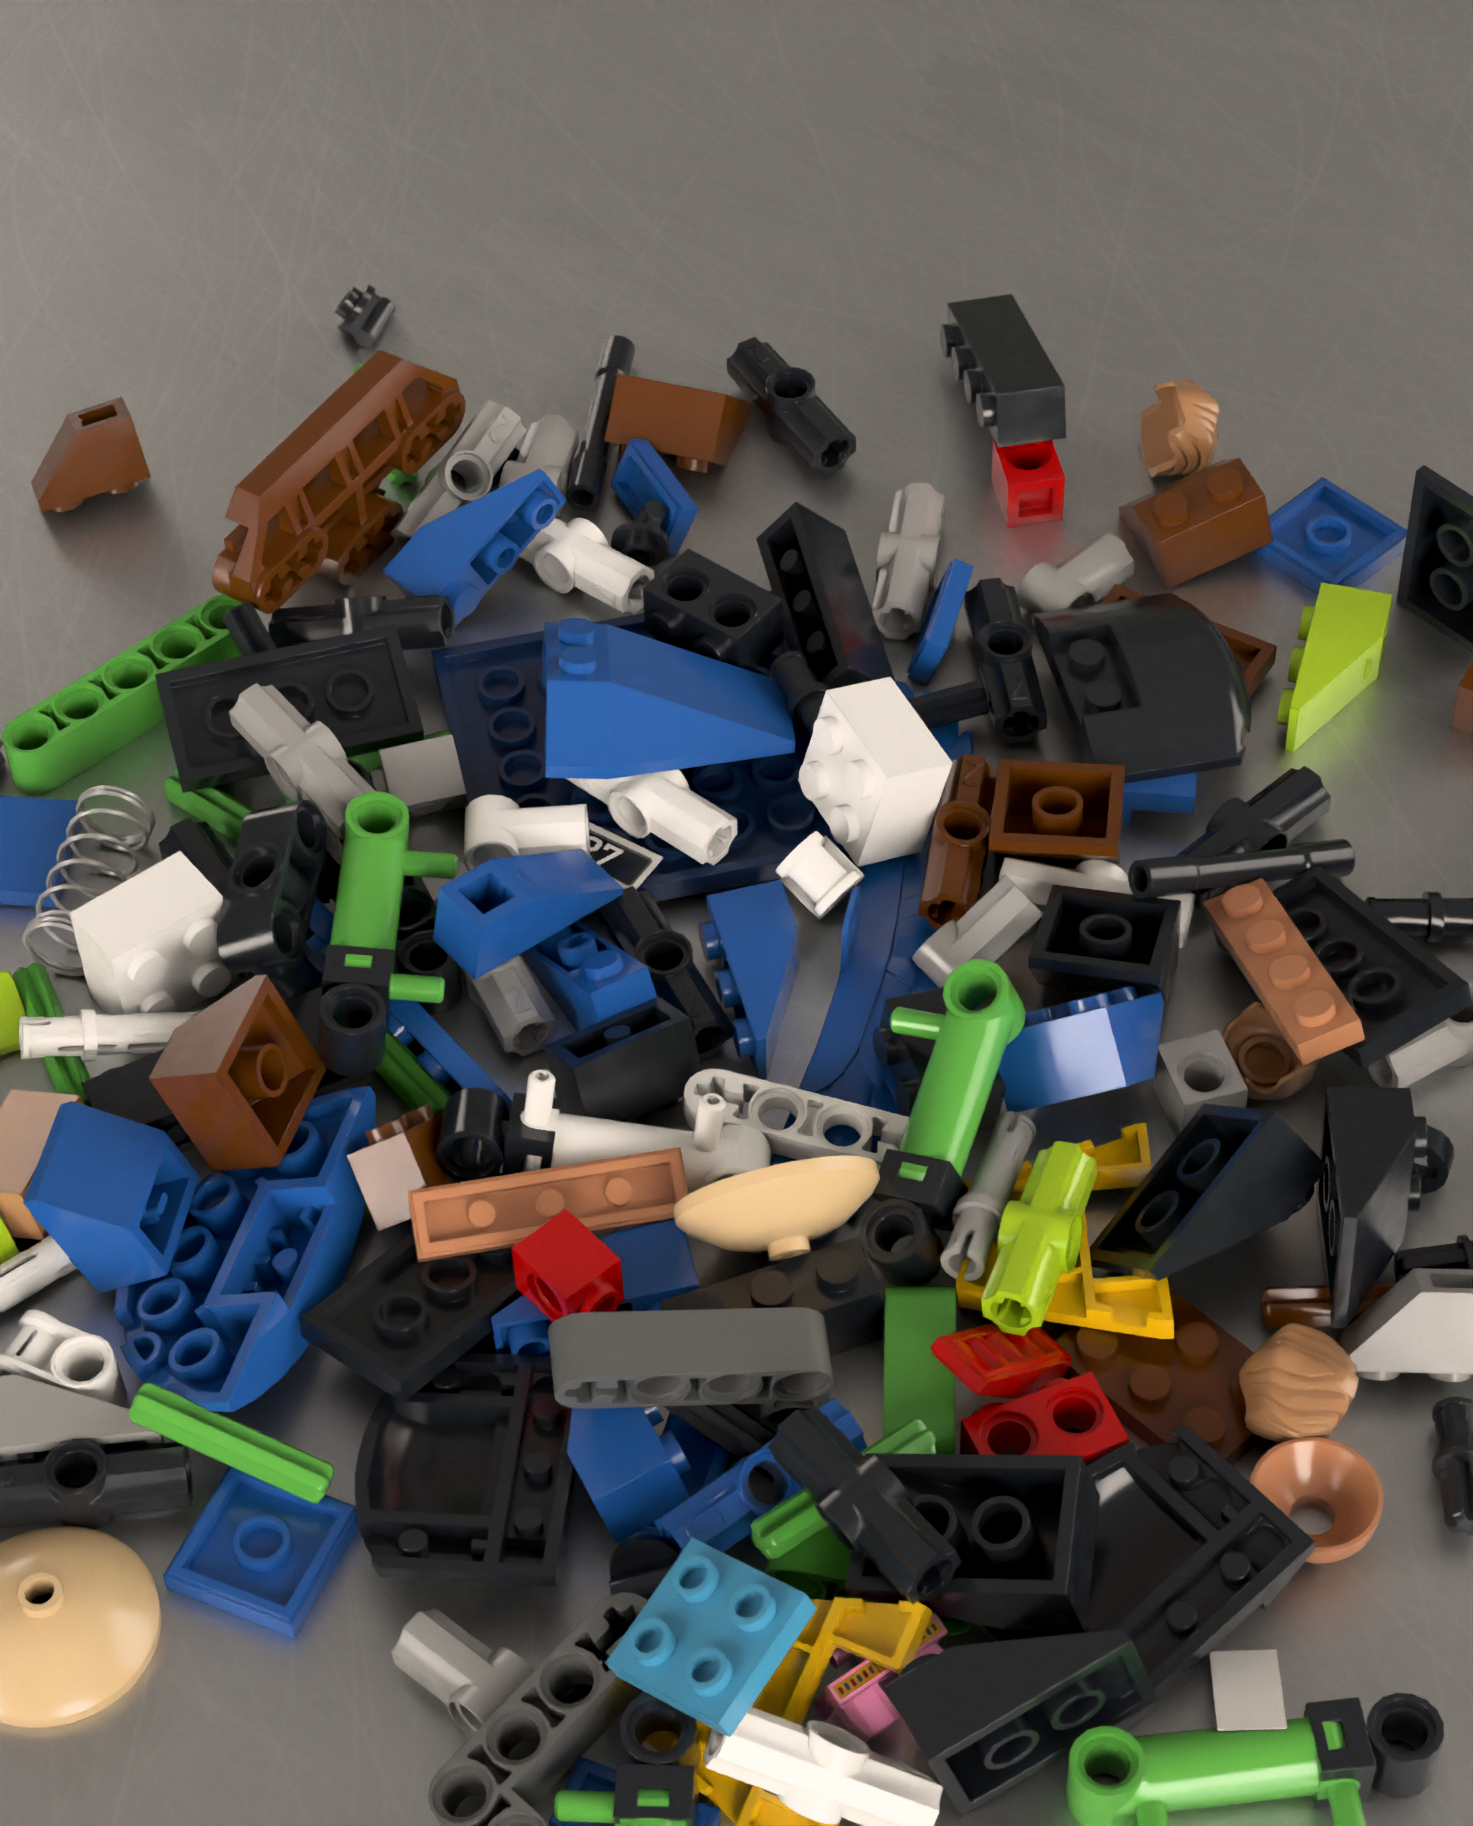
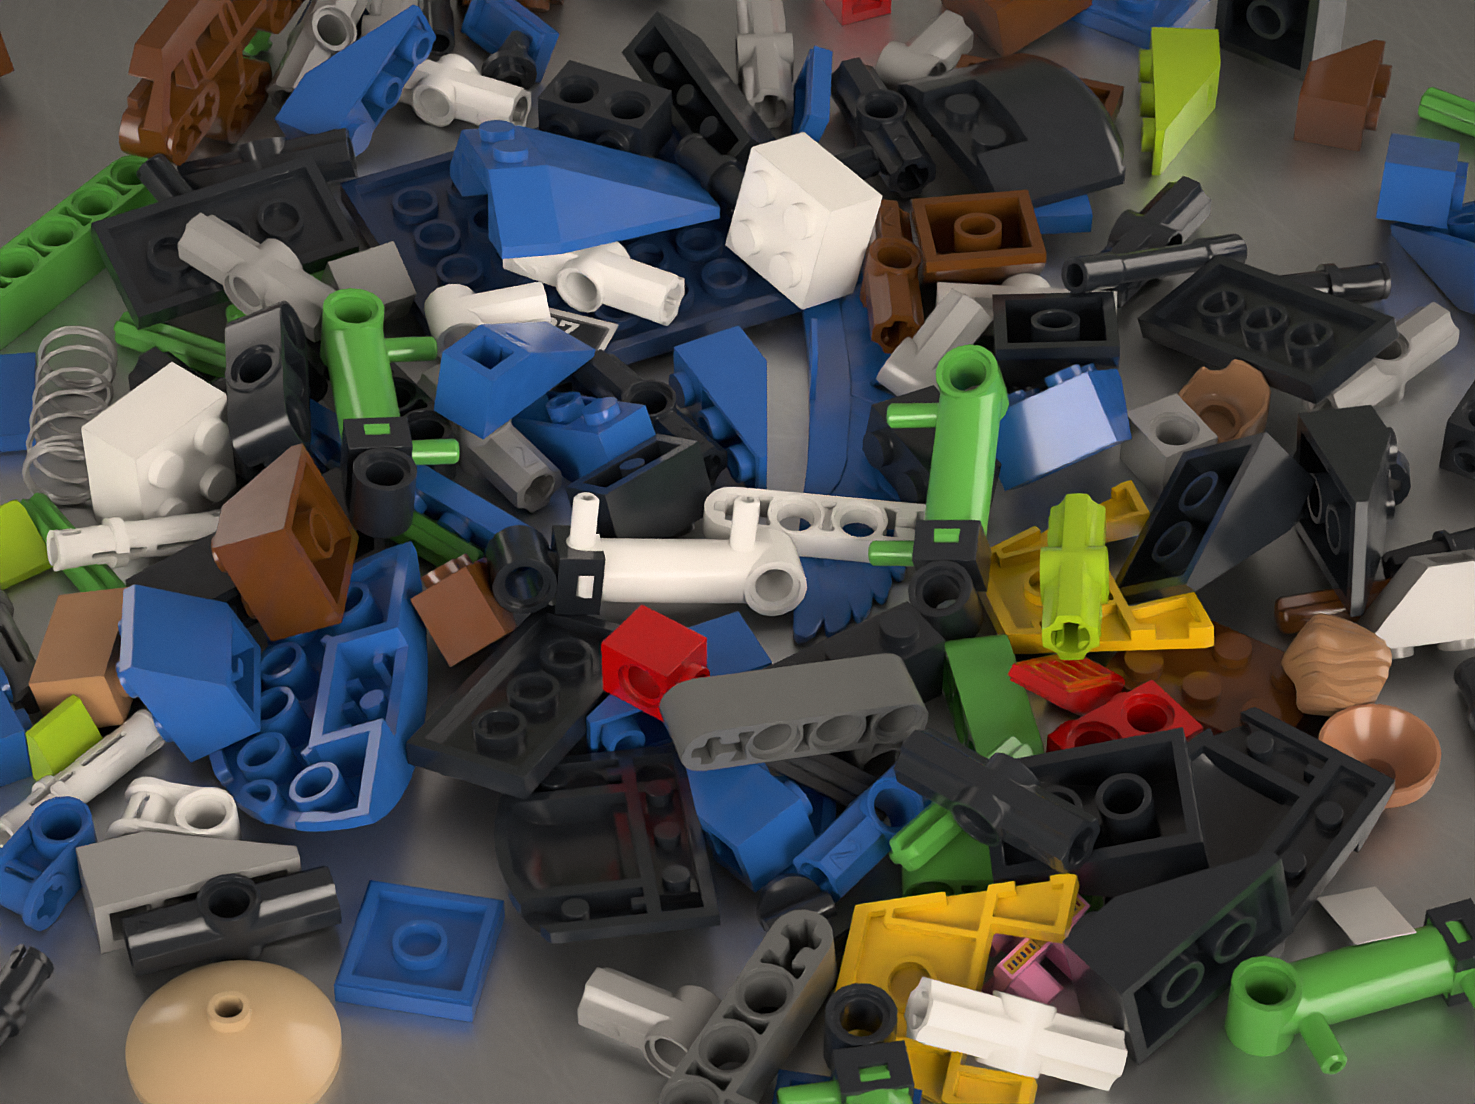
camera: 15 degrees left, 5 degrees down
(231, 1443) = (372, 856): bright green axle -> none
(507, 1208) = (577, 621): nougat tile -> none
(711, 1636) = (894, 924): dark azure plate -> none
(778, 1205) = (831, 577): tan dish -> none
(818, 874) = (773, 318): white piece -> none
(981, 1210) = (1013, 566): light grey pin -> none
(1284, 971) = (1221, 336): nougat plate -> none

